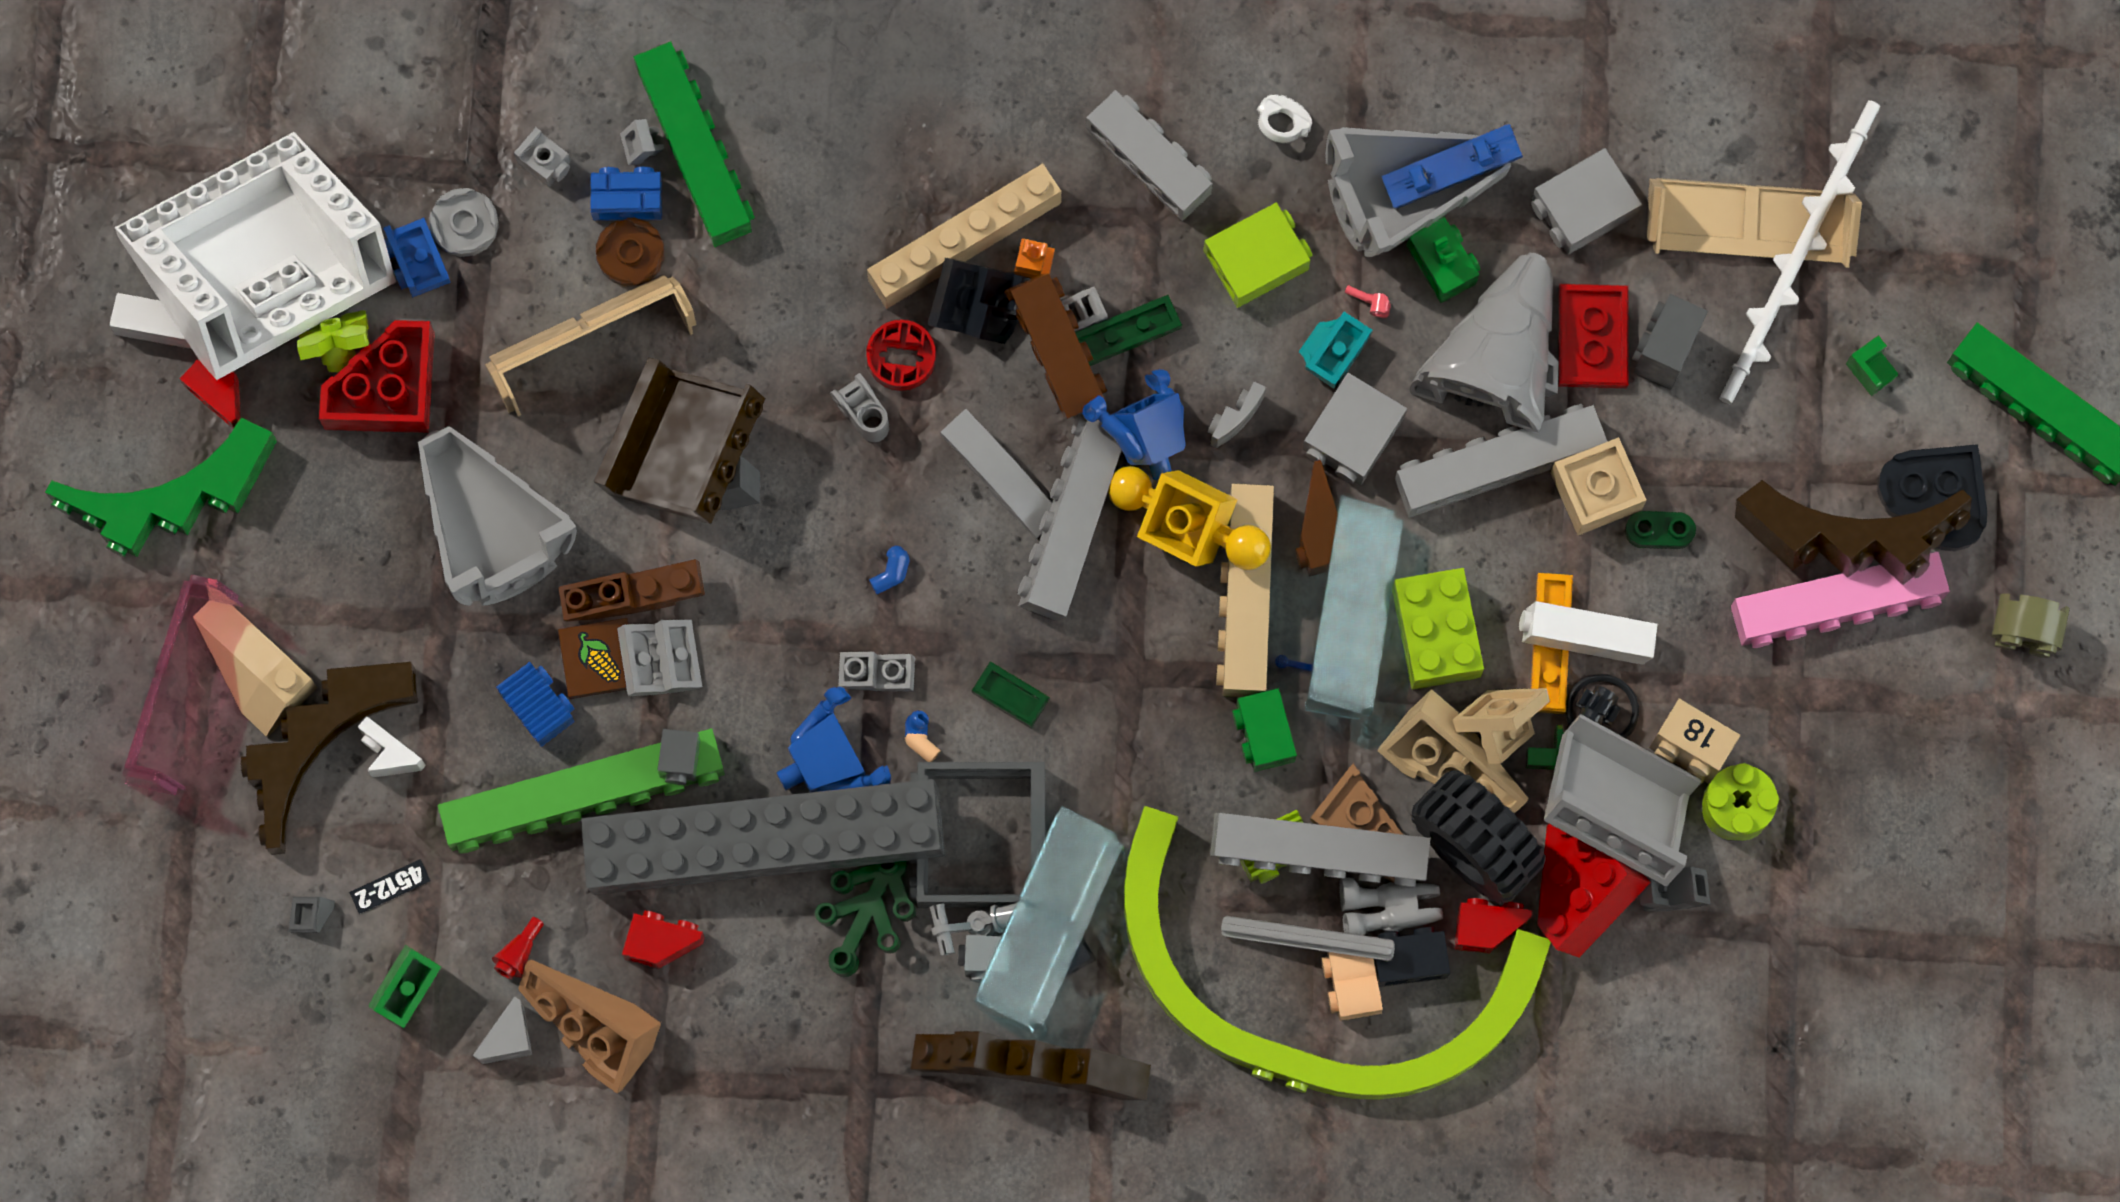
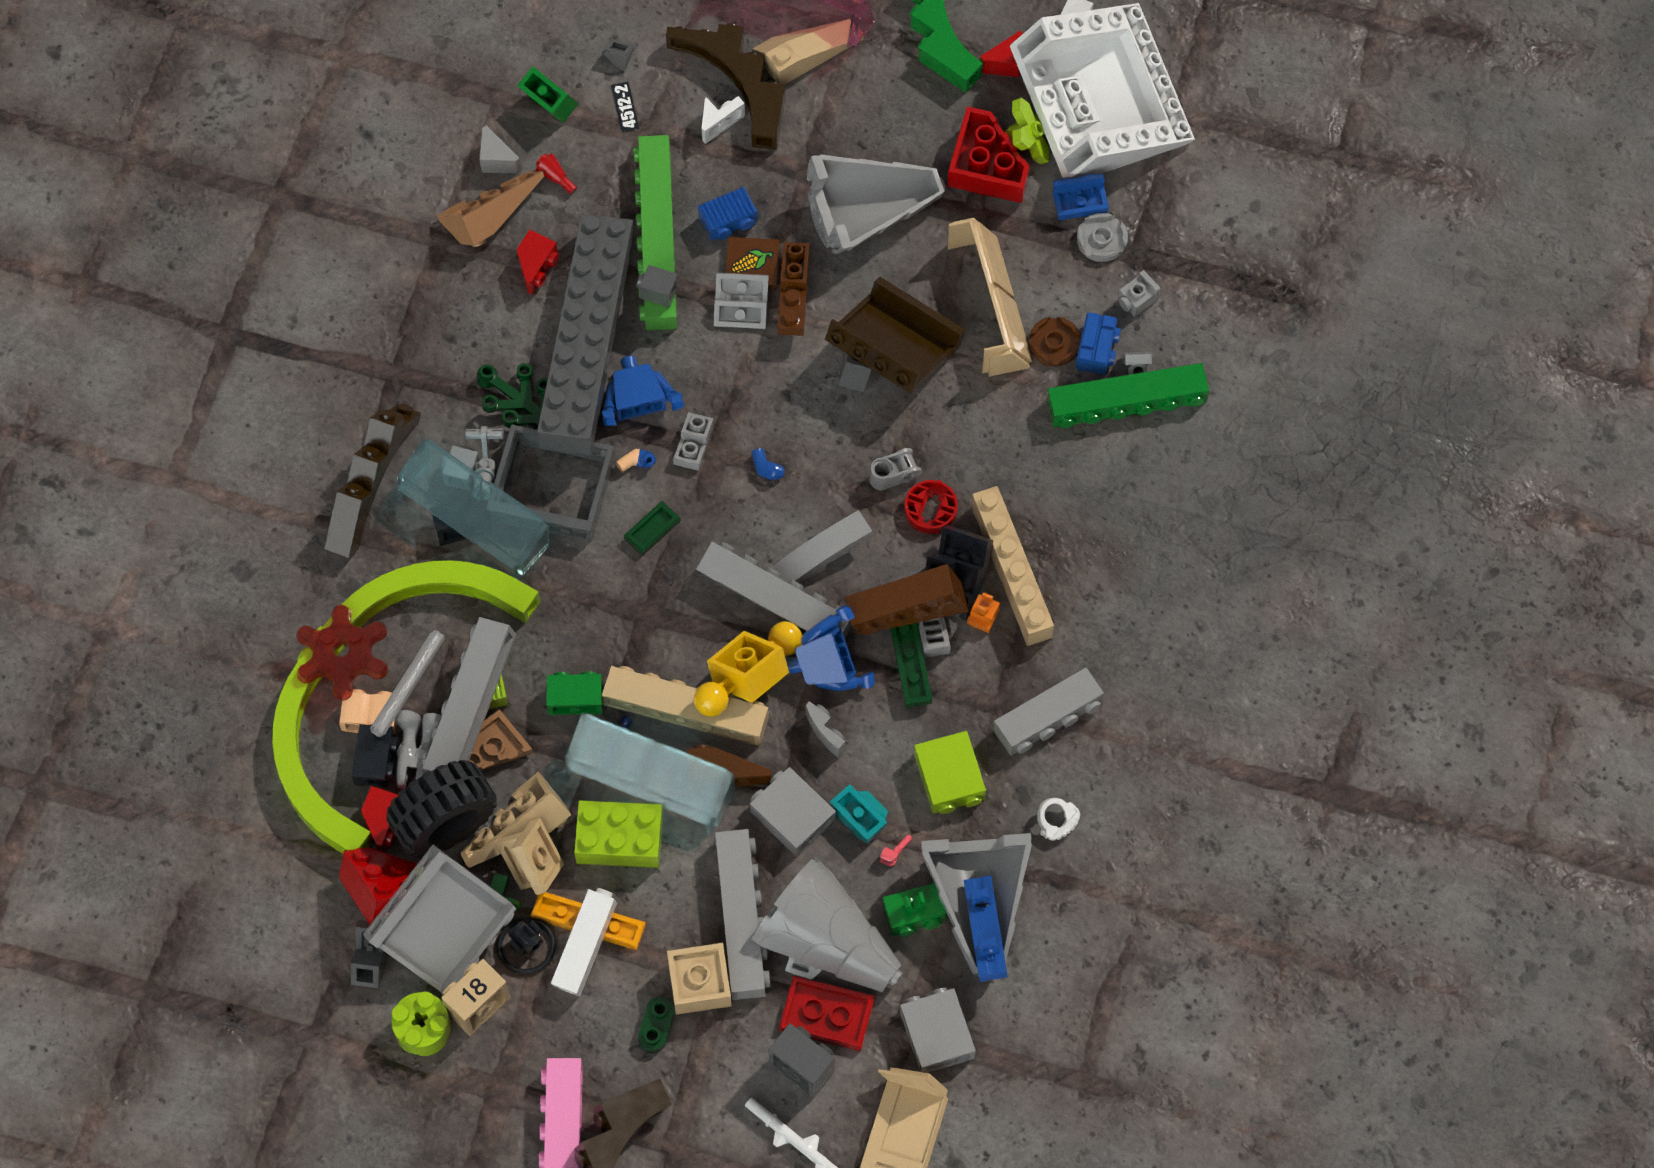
camera: 105 degrees right, 10 degrees down
(1285, 1055) = (346, 668): none -> clear red plate

